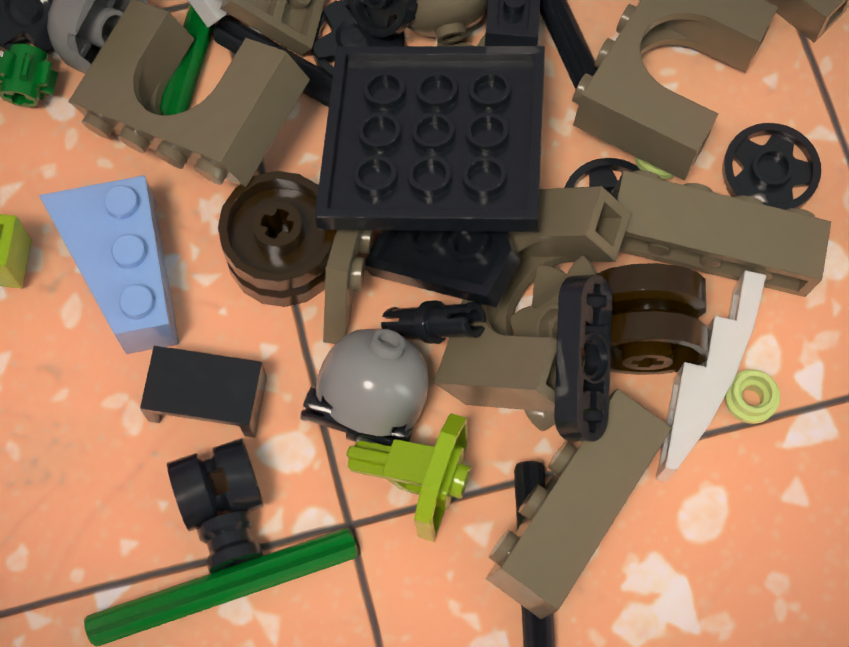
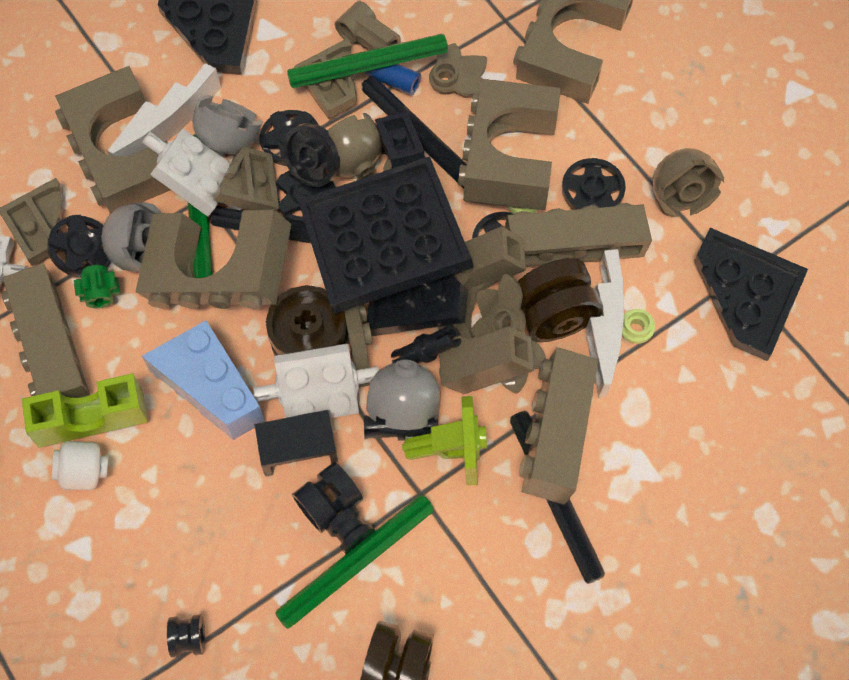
camera: 20 degrees left, 5 degrees down
(261, 317) = (316, 382): none -> white plate
(583, 394) = (531, 333): black beam -> none

